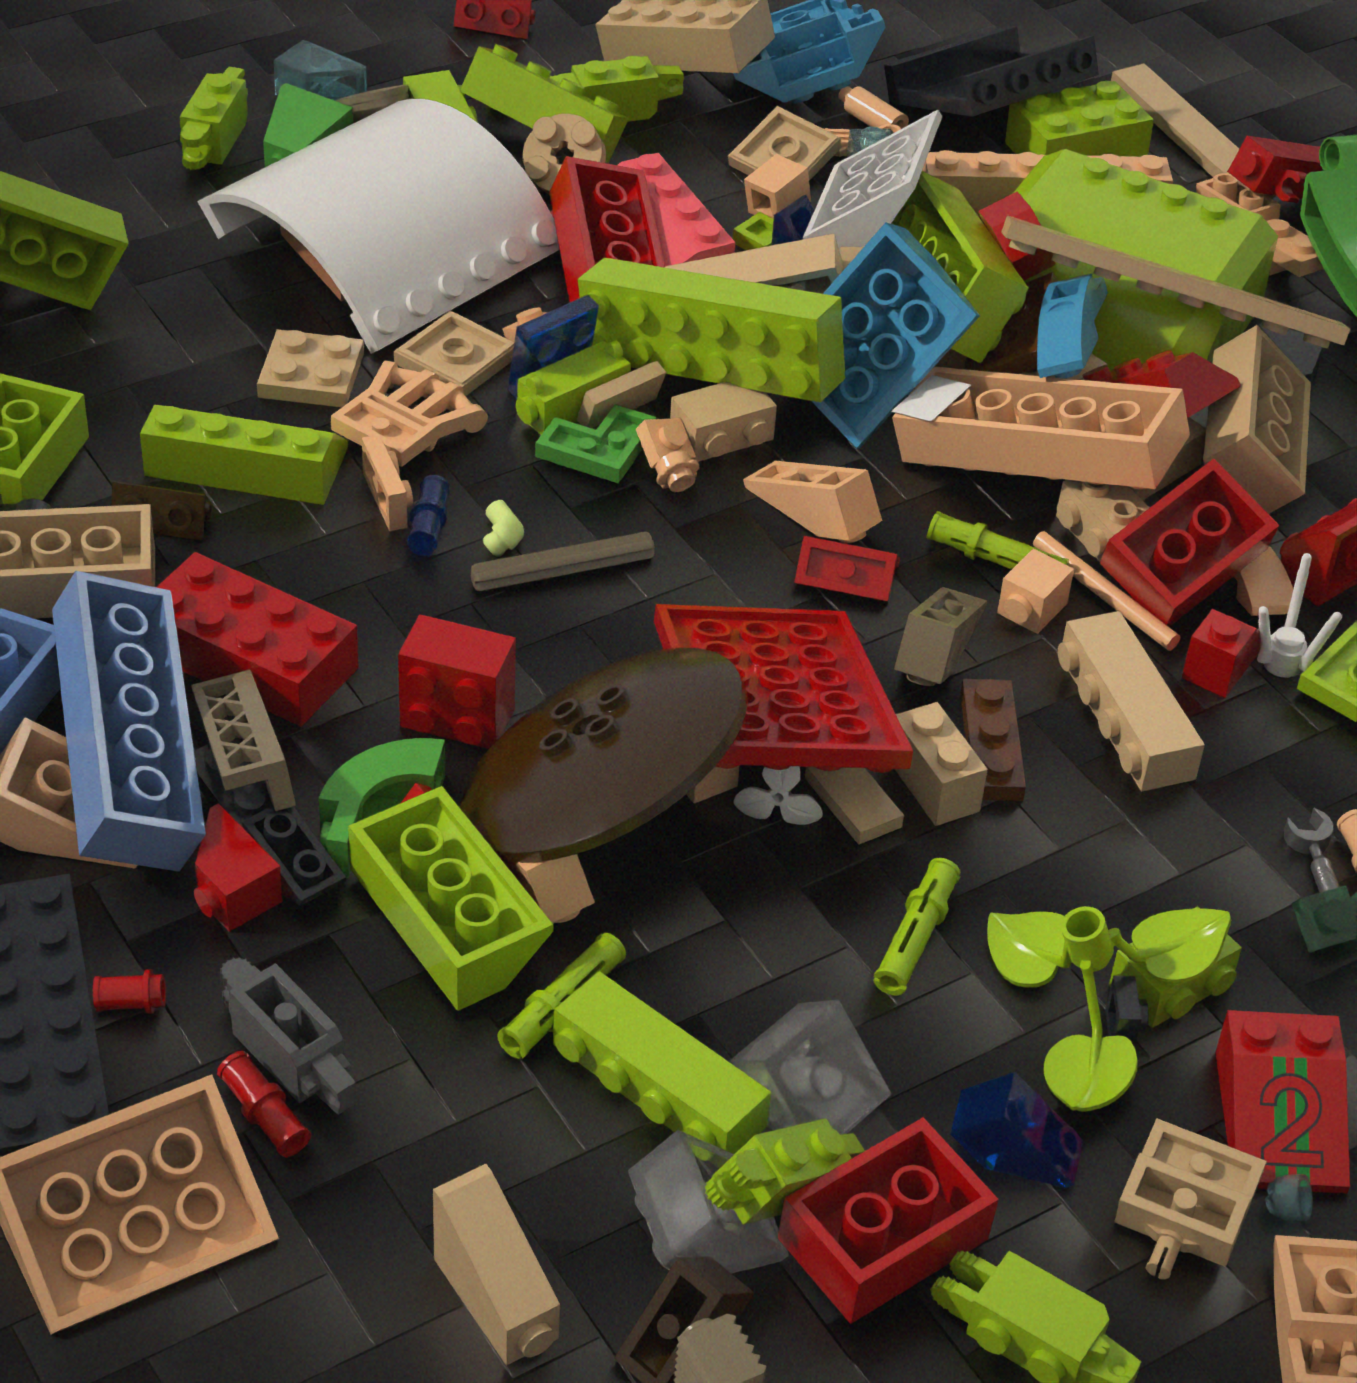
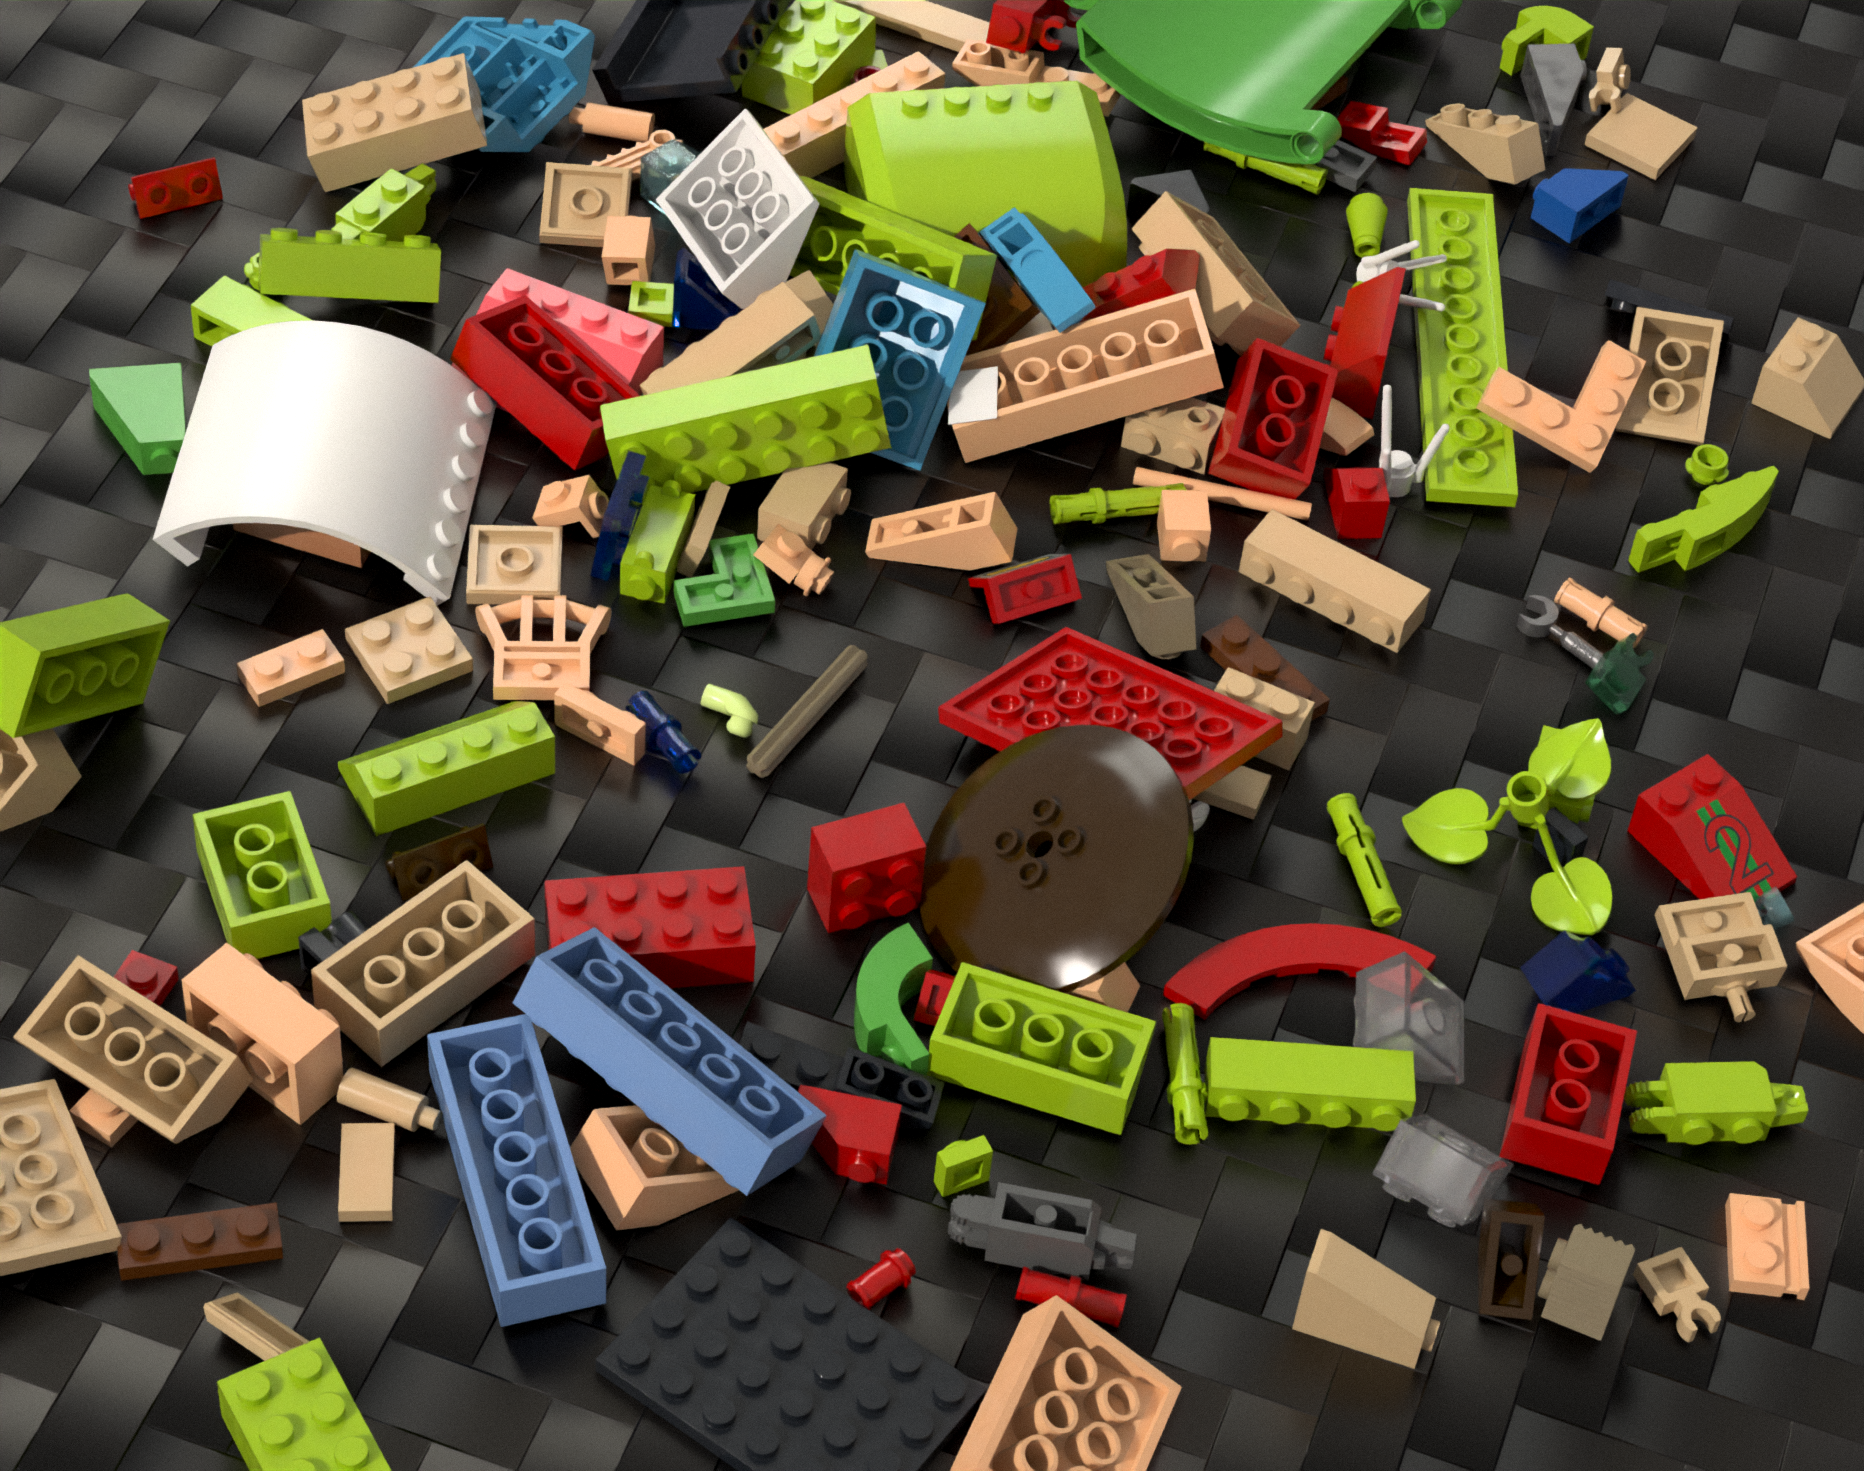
camera: 40 degrees left, 5 degrees up
(213, 337) = (290, 667): none -> light nougat plate
(214, 118) = (51, 442): lime hinge -> none
(251, 724) = (773, 1008): dark tan fence -> none
(291, 947) = (963, 1165): none -> lime plate
(319, 71) = (94, 341): clear light blue slope -> none
(372, 101) = (184, 342): dark tan piece -> none
(549, 137) = (426, 289): tan plate -> none
(762, 957) = (1283, 952): none -> red tile
(777, 1166) = (1481, 1102): lime hinge -> none
(994, 218) = (917, 196): red slope -> none
(1192, 288) = (1069, 188): tan plate -> none

